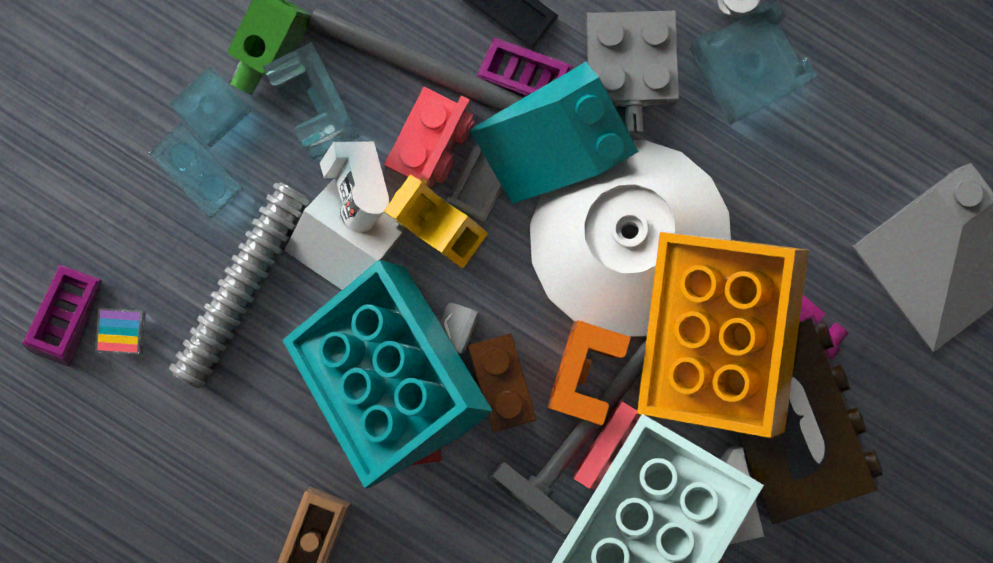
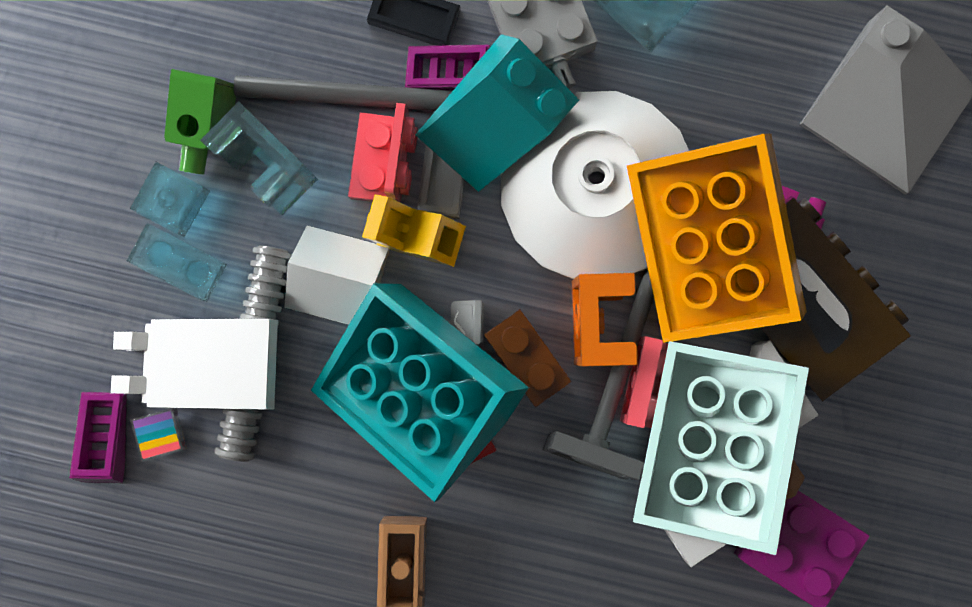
camera: 20 degrees left, 0 degrees up
(188, 278) = (203, 363): none -> white tile
(358, 182) = (330, 219): white leg -> none

